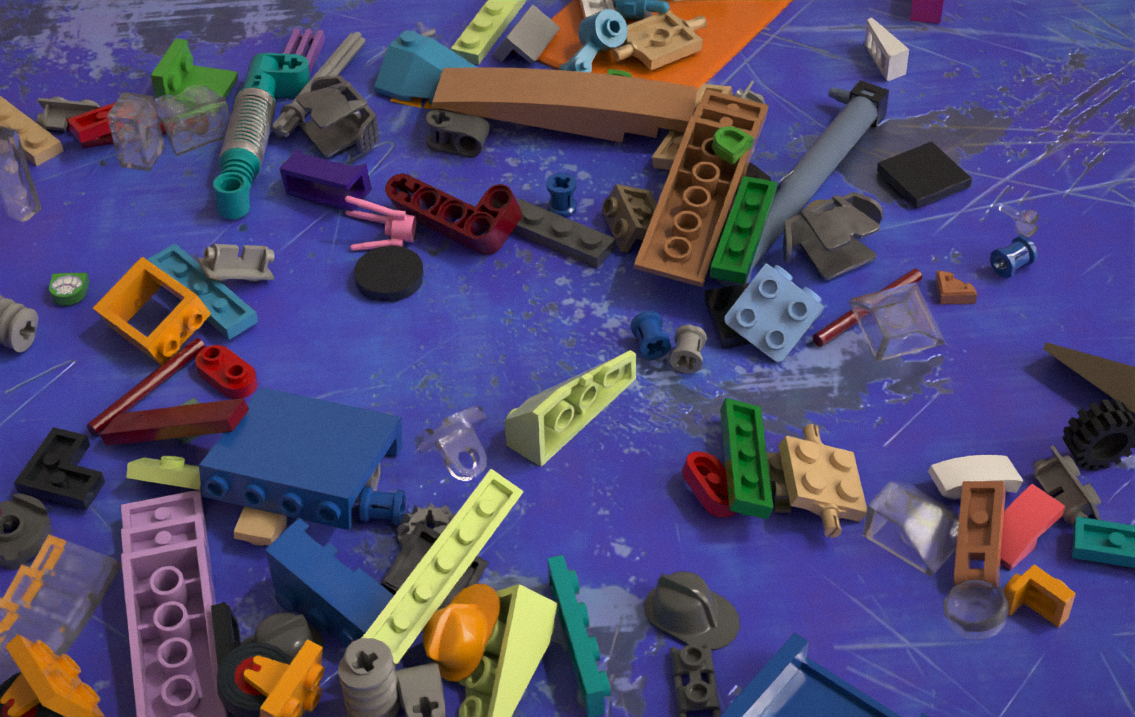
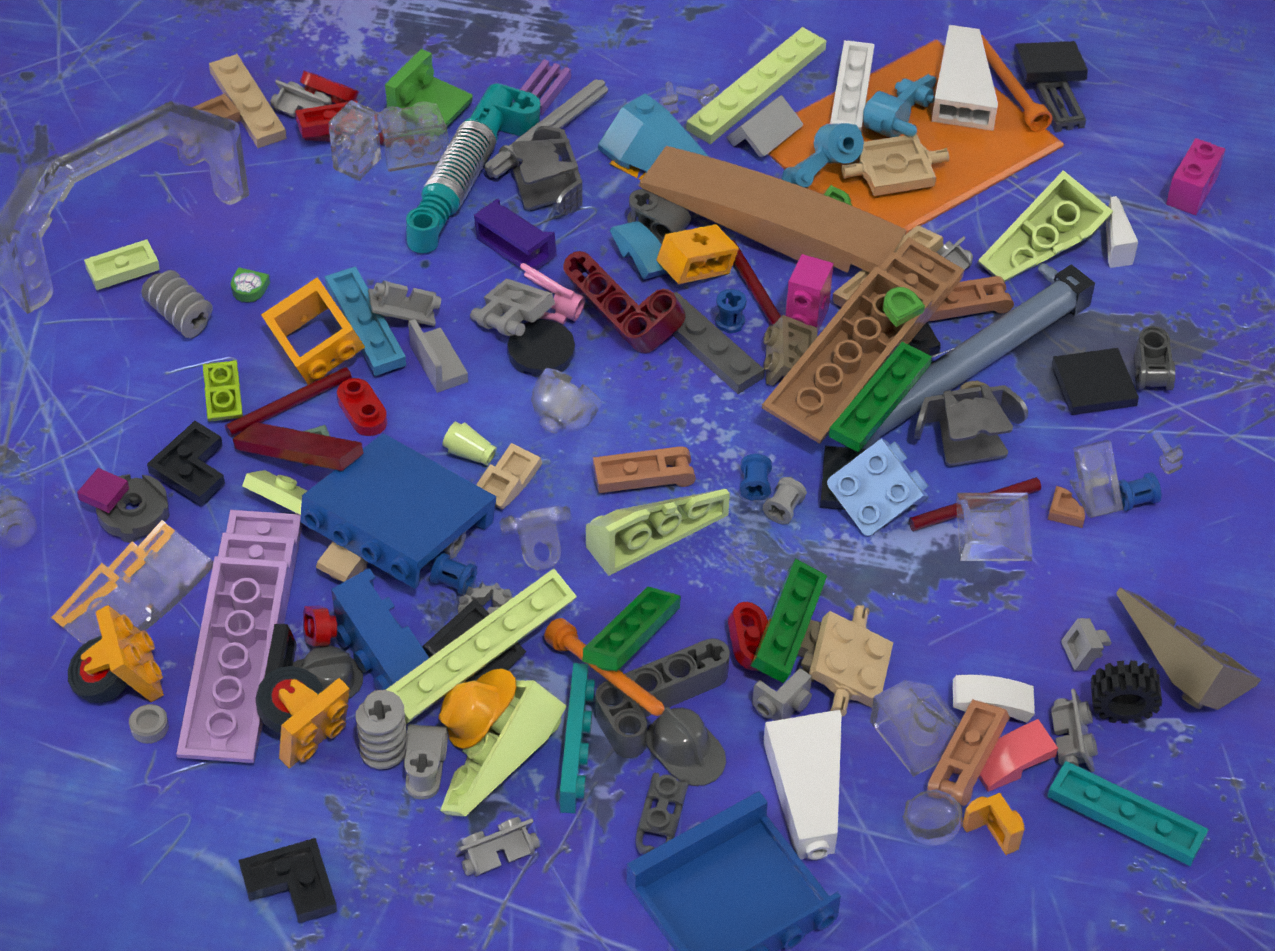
camera: 15 degrees right, 5 degrees up
(73, 392) = (222, 390): none -> lime slope
(99, 95) = (339, 92): none -> red plate
(259, 595) = (318, 626): none -> red plate
(286, 306) = (437, 357): none -> light grey panel
(349, 237) = (517, 302): none -> light grey plate
(350, 377) = (468, 444): none -> yellowish green cone
(404, 394) = (510, 474): none -> tan slope
(434, 314) = (562, 403): none -> clear cylinder
(456, 26) = (704, 96): none -> clear hand
(459, 163) = (640, 243): none -> dark azure slope
(510, 153) = (697, 254): none -> light orange brick
(522, 537) = (564, 637): none -> orange piece
(536, 357) = (643, 469): none -> nougat plate
(570, 167) = (756, 287): none -> dark red bar
(593, 508) = (631, 629): none -> green plate
(633, 154) = (809, 291): none -> dark pink brick
(638, 562) = (701, 668): none -> dark grey beam
(770, 542) = (791, 697): none -> light grey bracket
(785, 130) = (971, 298): none -> nougat plate
(823, 55) = (1051, 224): none -> yellowish green wedge
(834, 609) = (806, 776): none -> white slope
(970, 143) = (1154, 359): none -> dark grey piece
(973, 253) = (1097, 479): none -> clear slope
(1035, 403) = (1084, 644): none -> light grey tile

